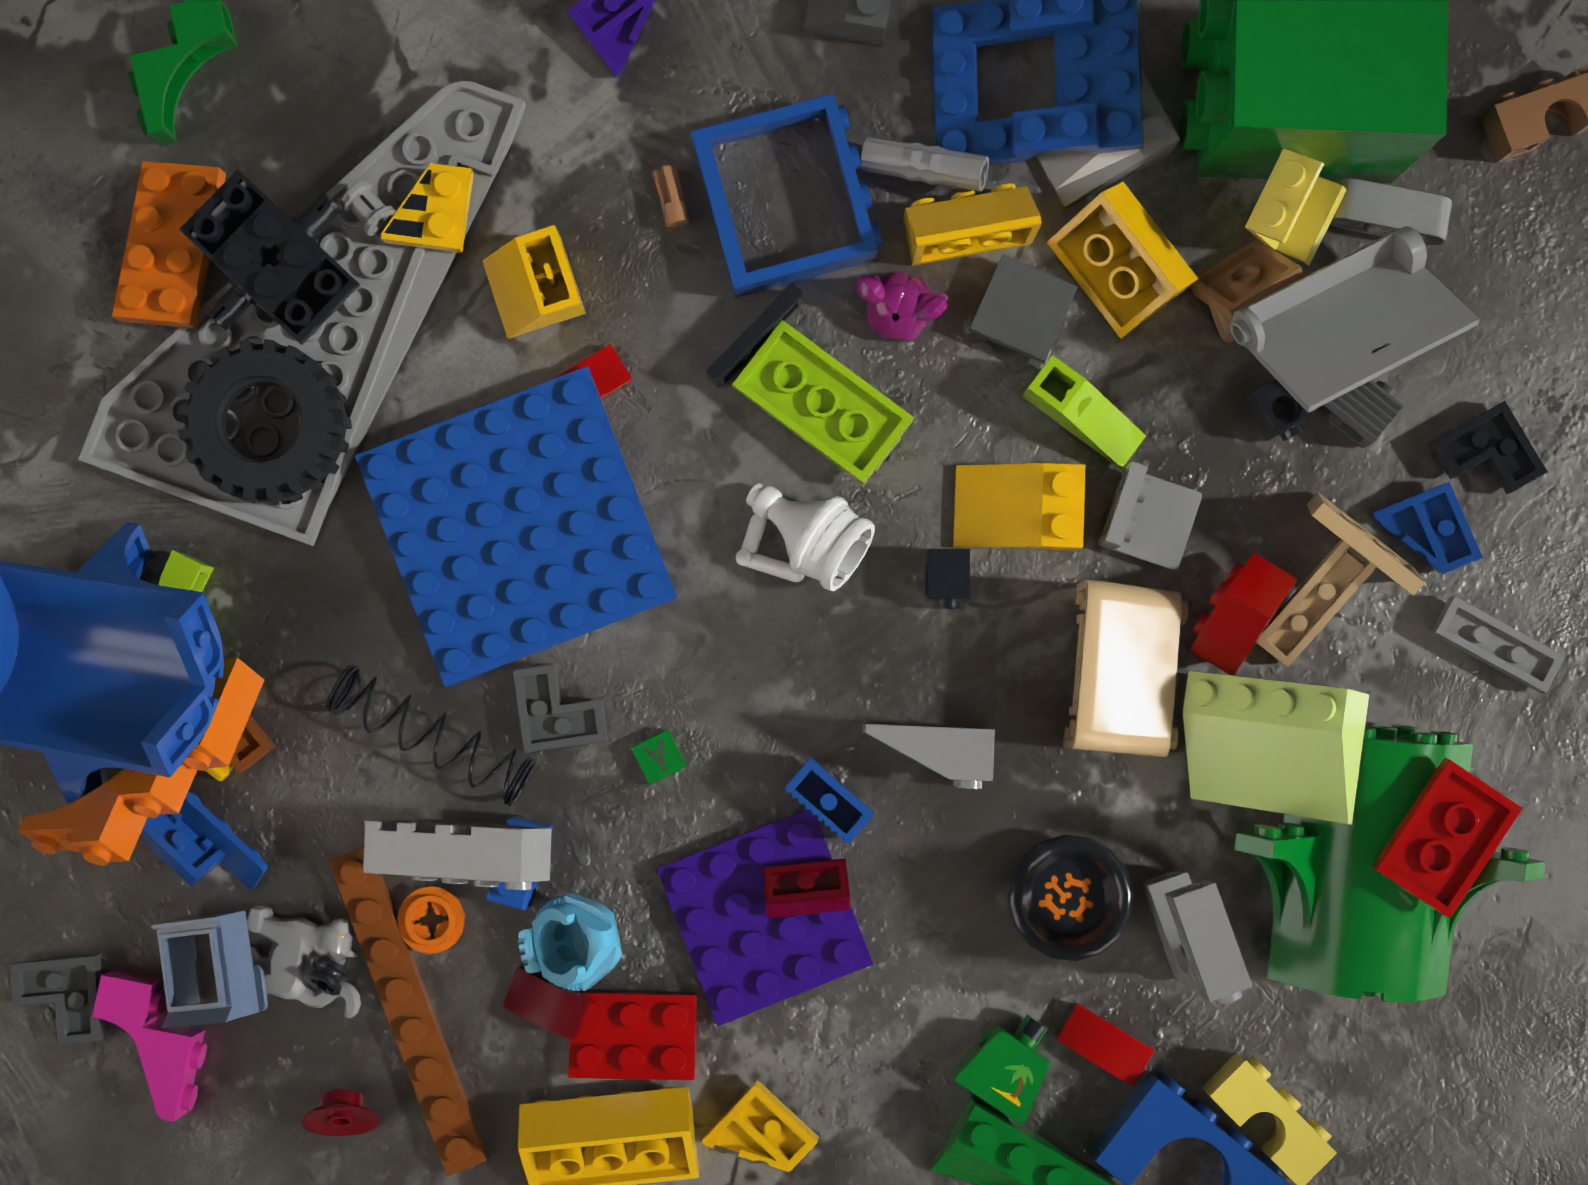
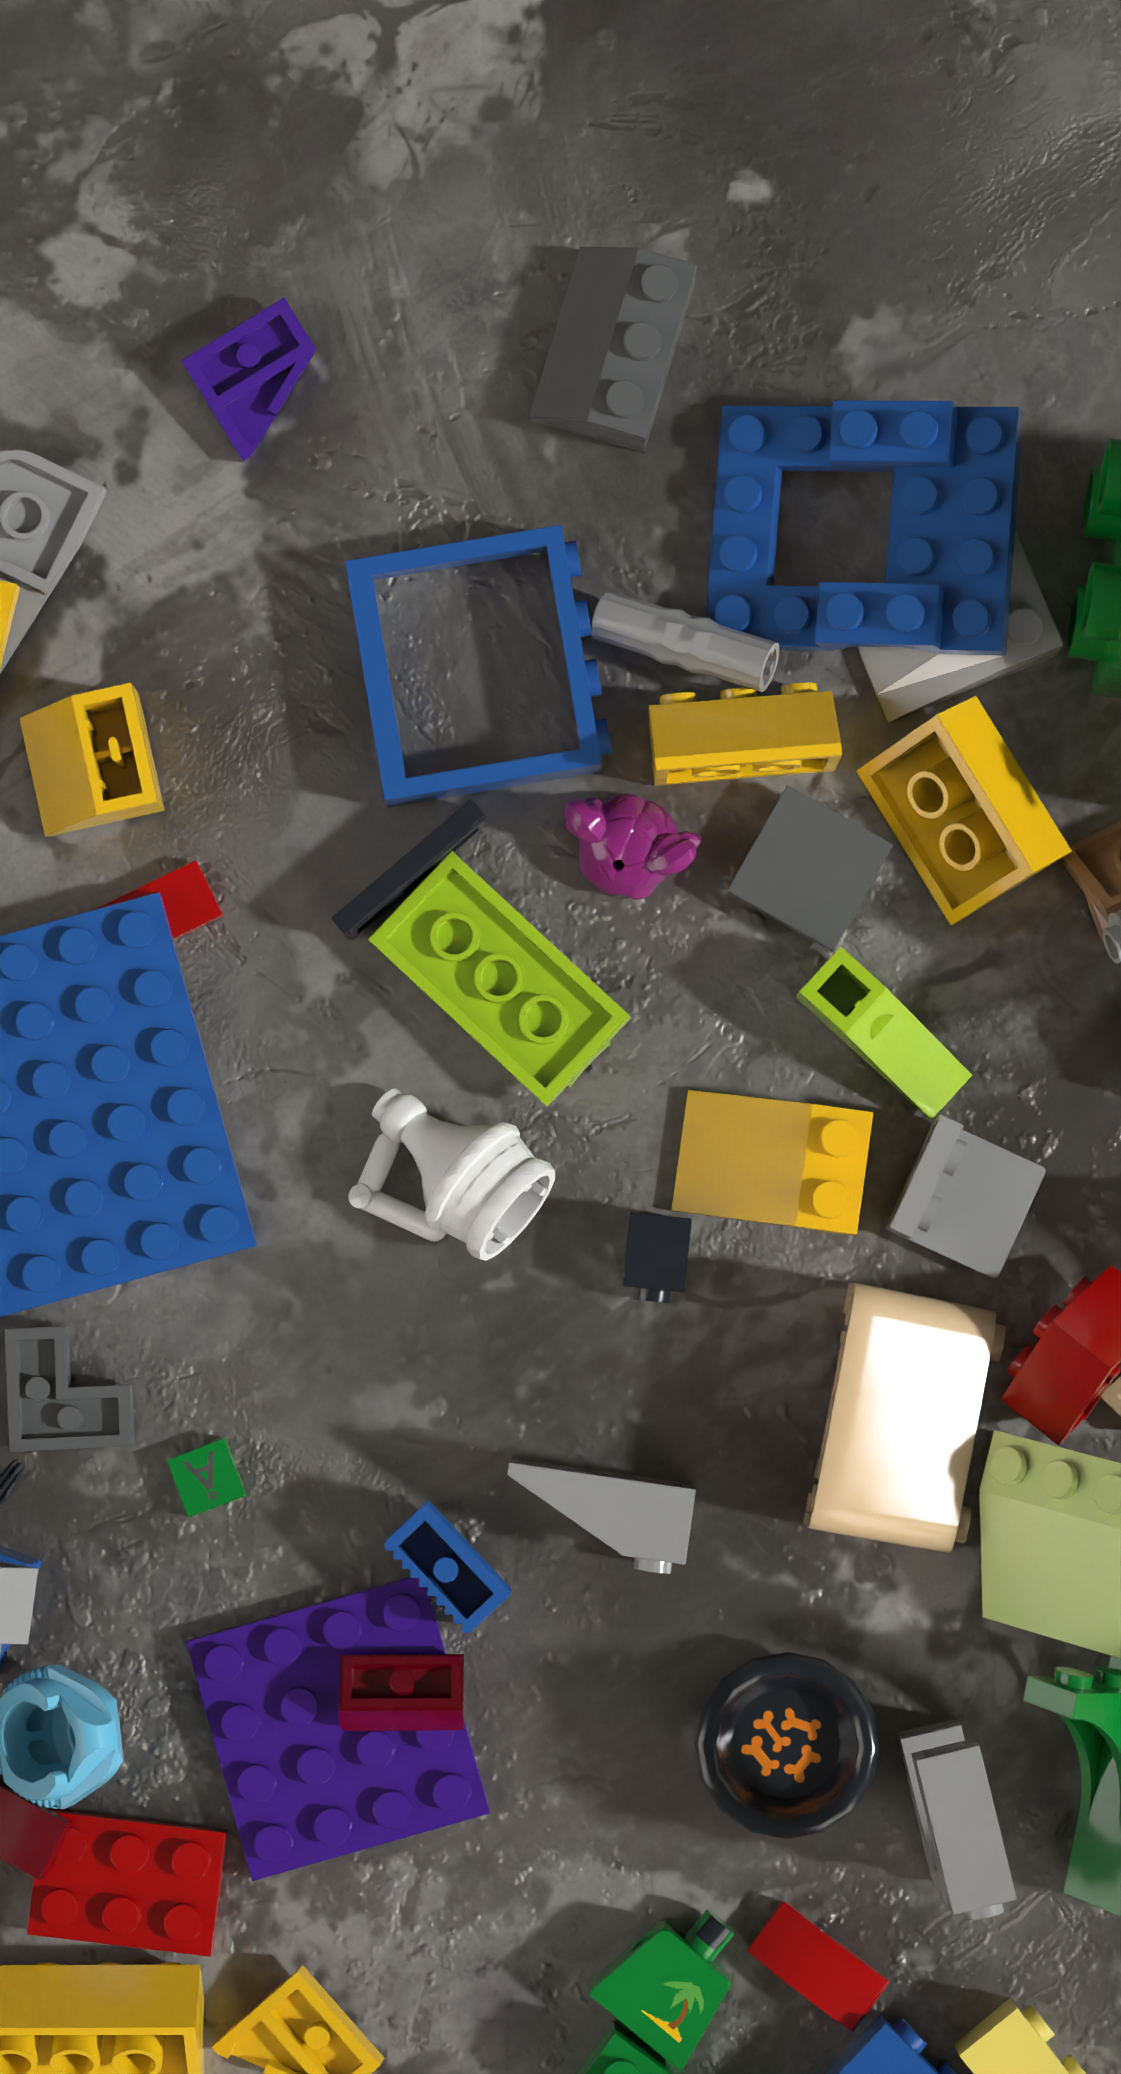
camera: 10 degrees right, 0 degrees up
(671, 197) = (307, 650): medium nougat piece -> none

